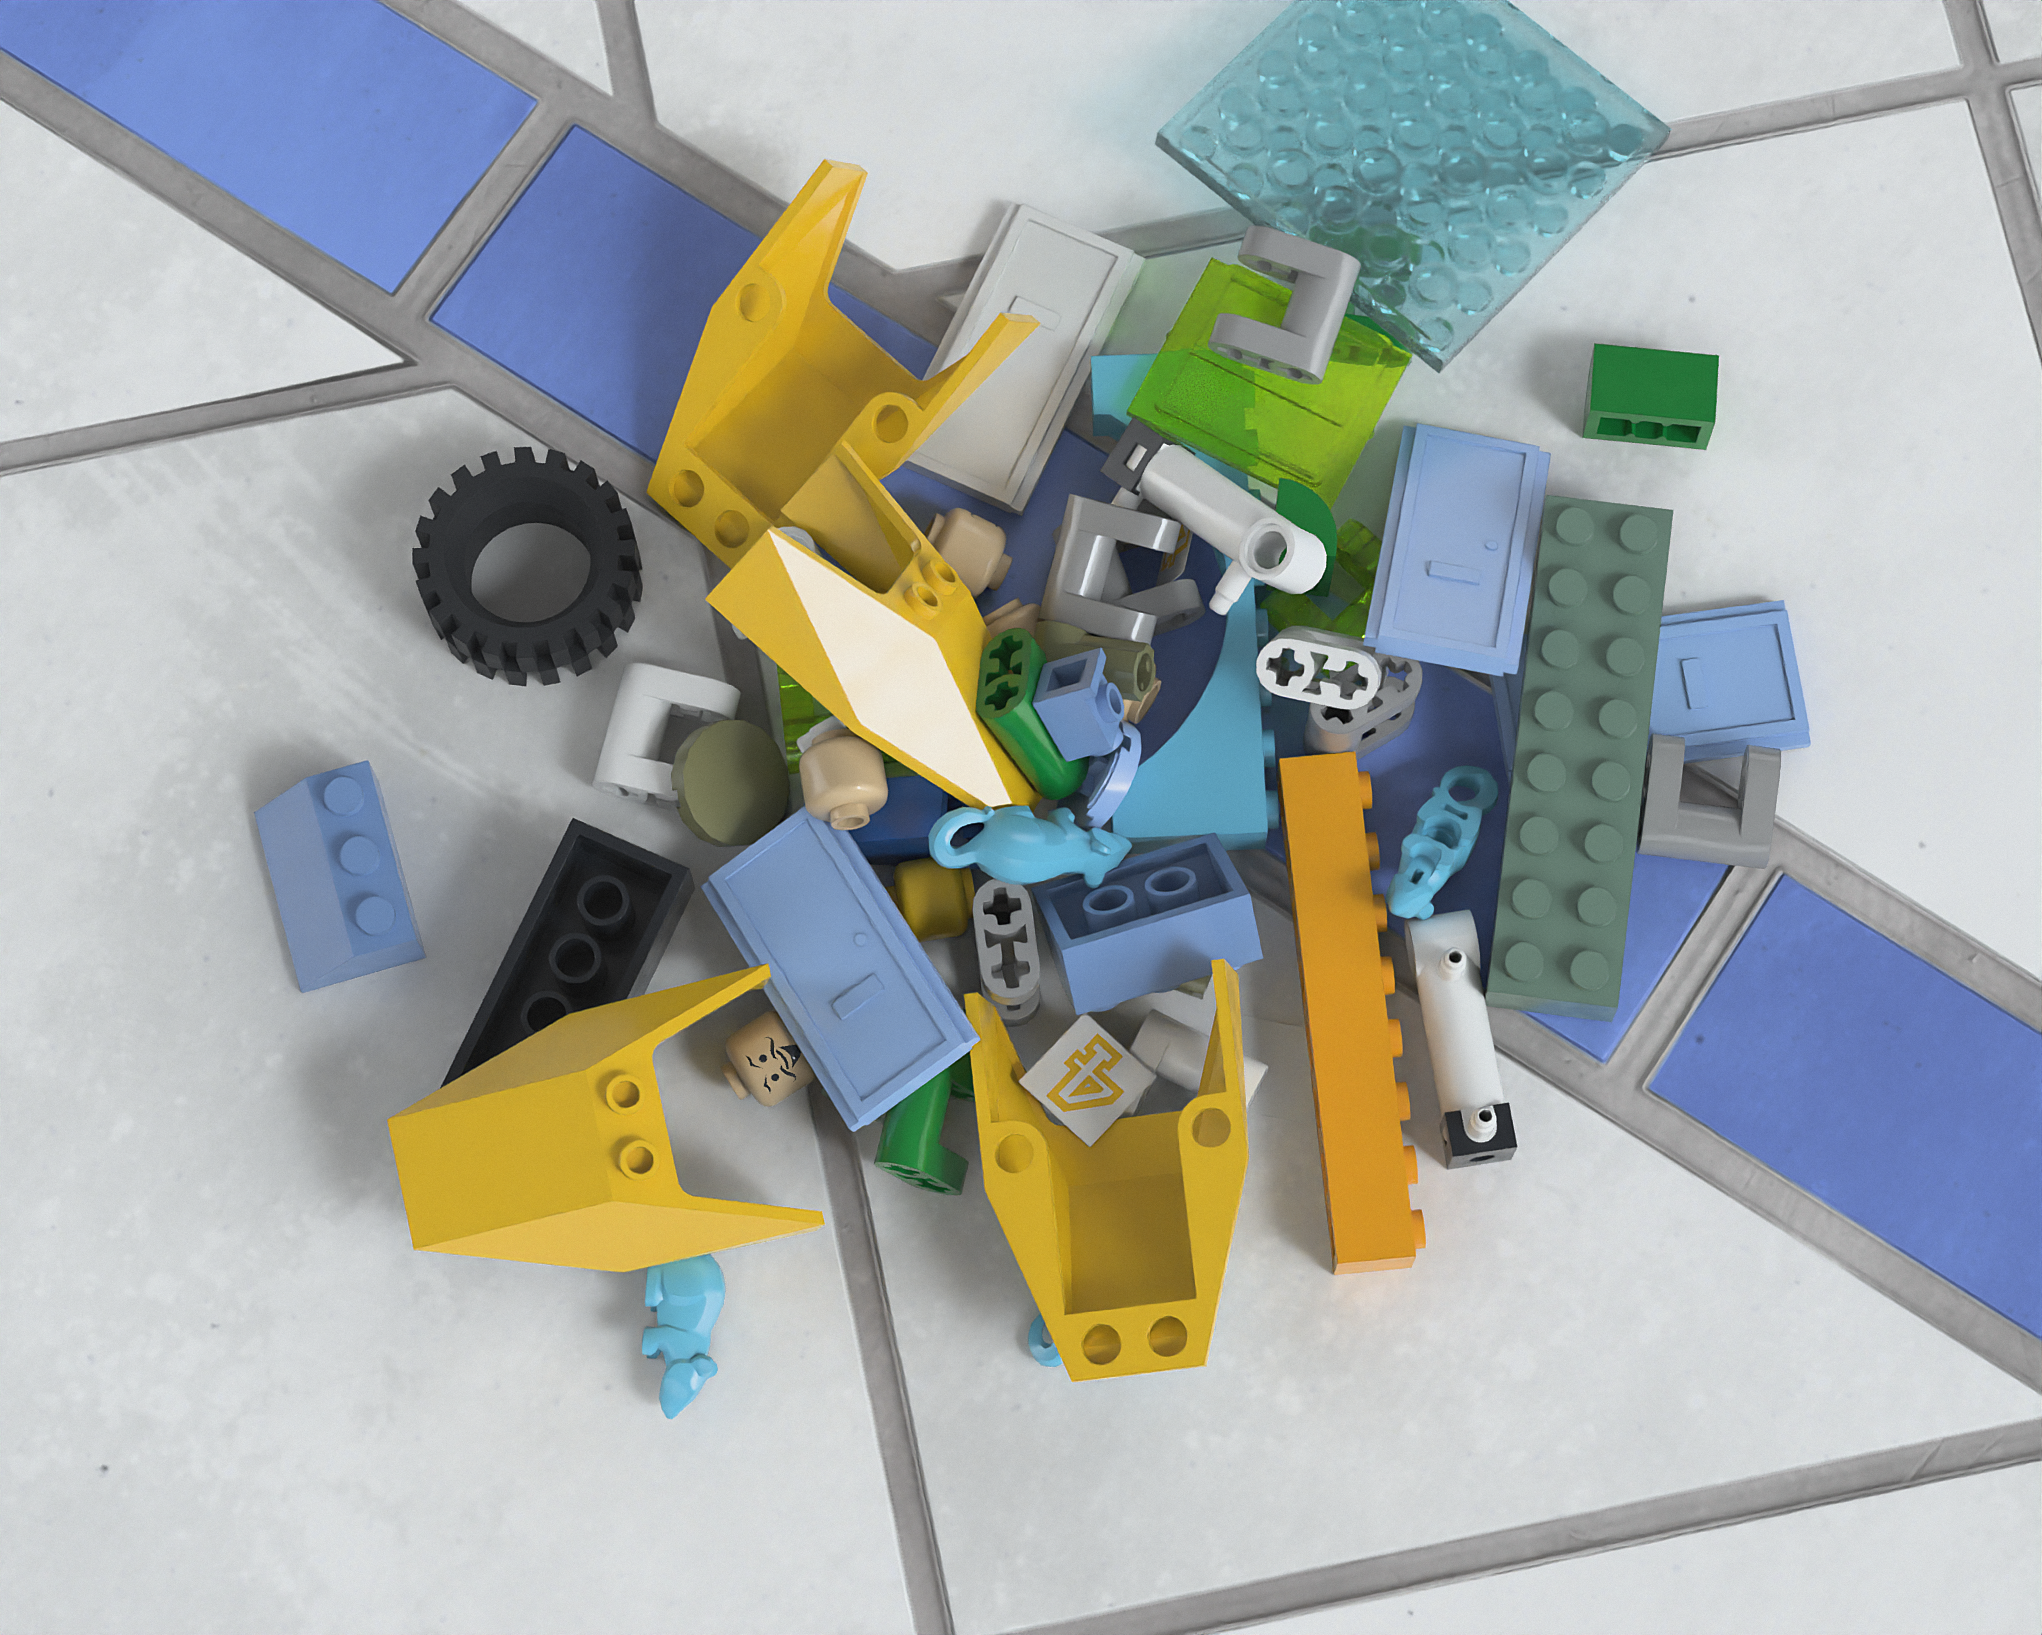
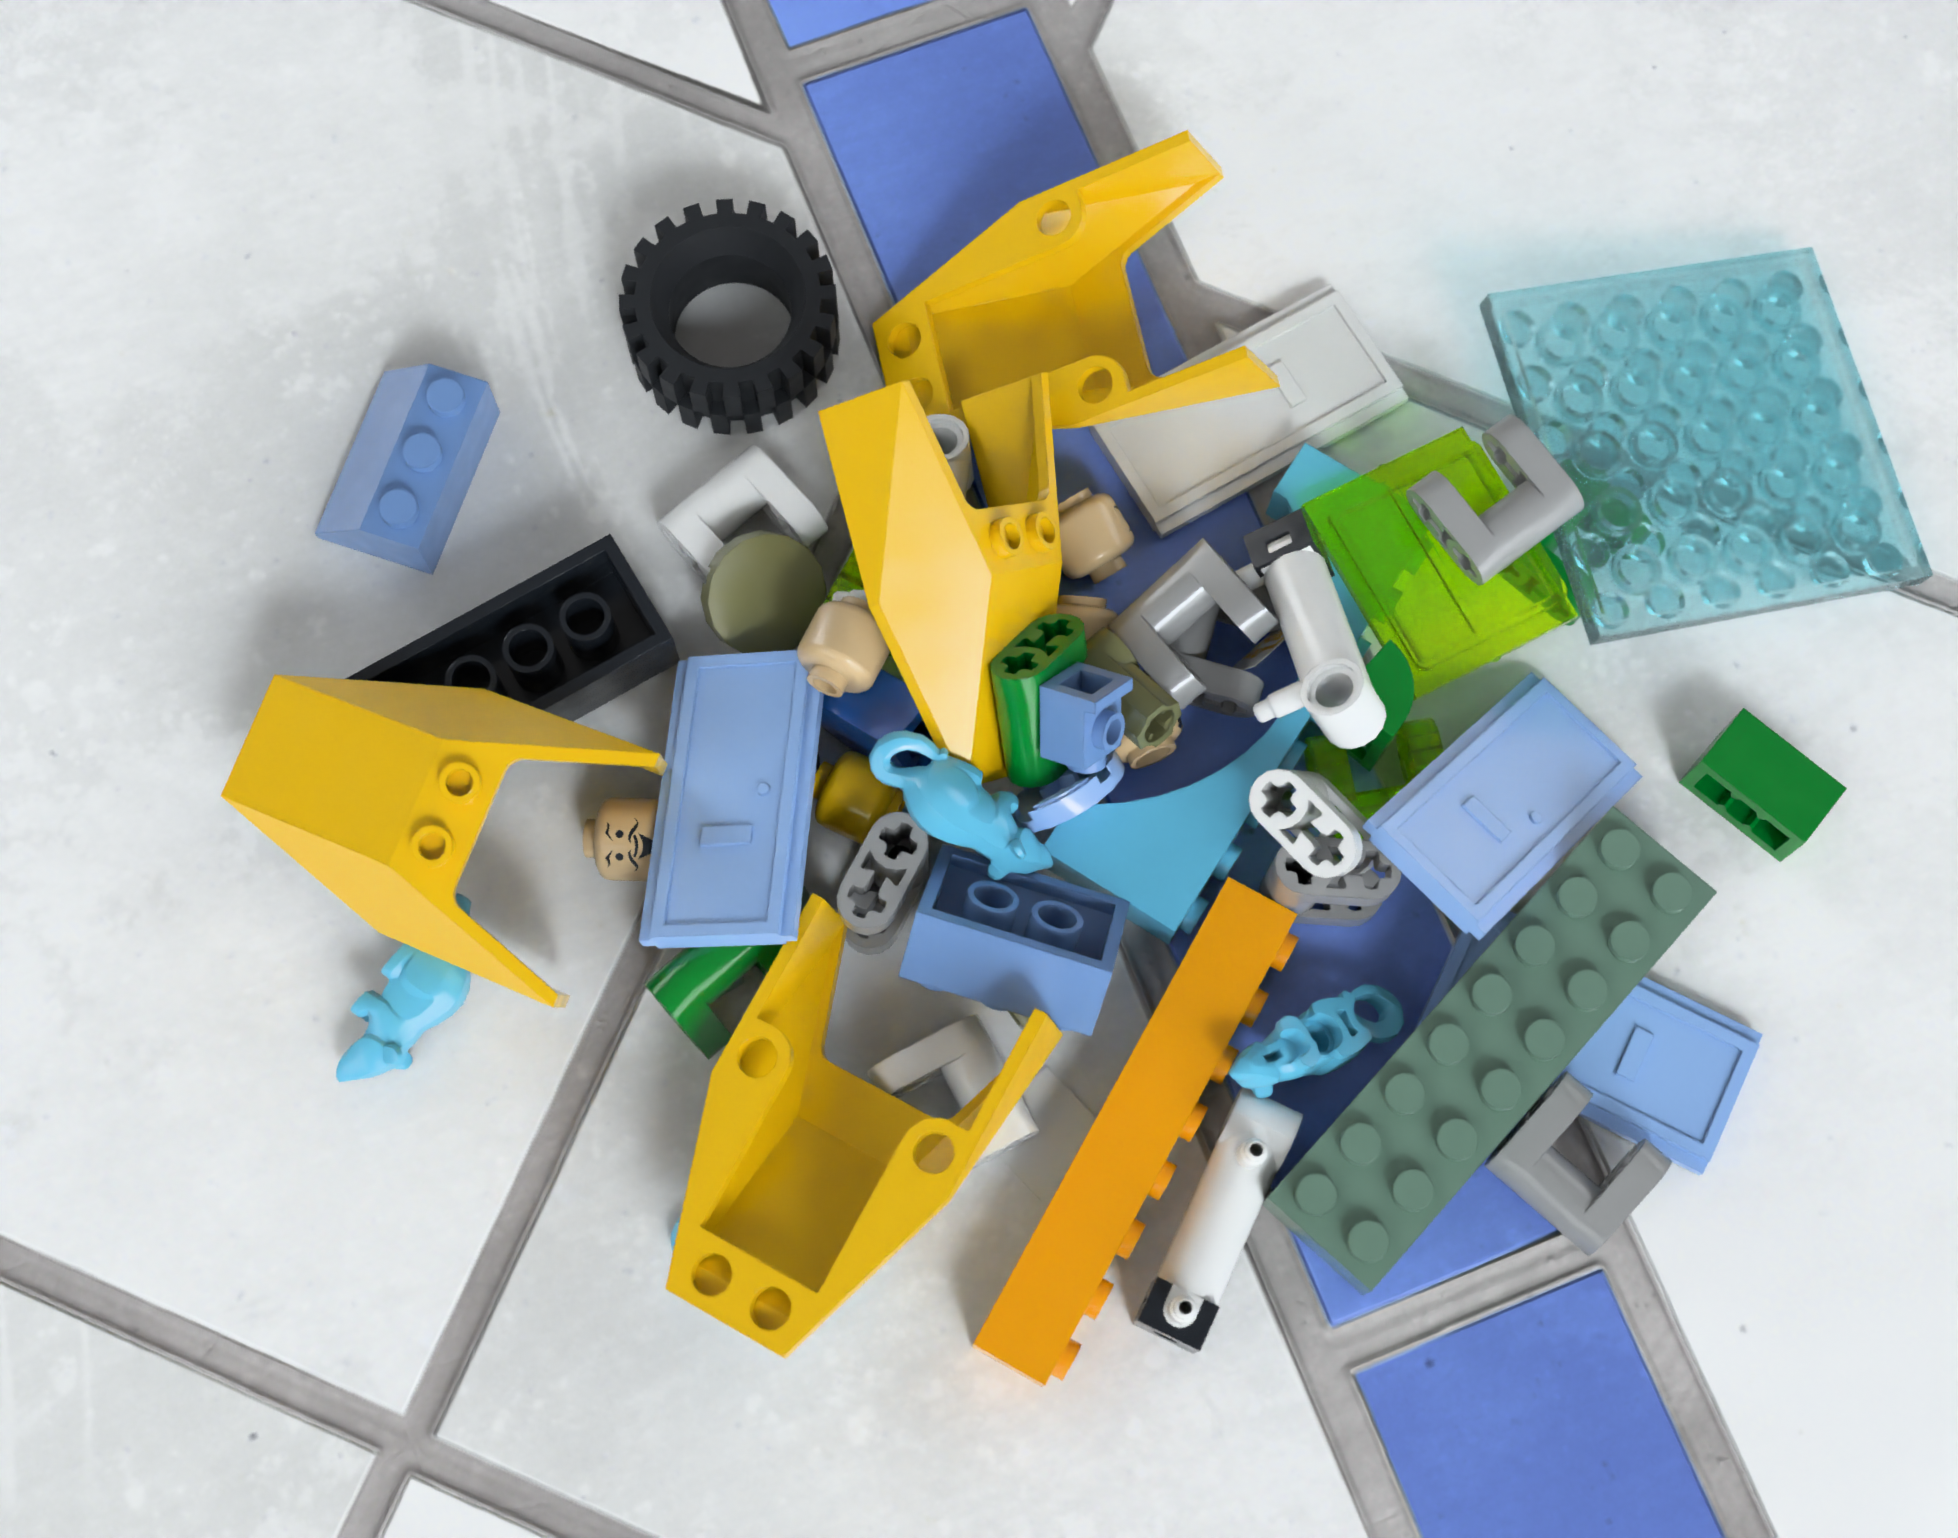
camera: 30 degrees right, 0 degrees up
(1087, 1079) = (875, 1036): white sticker -> none

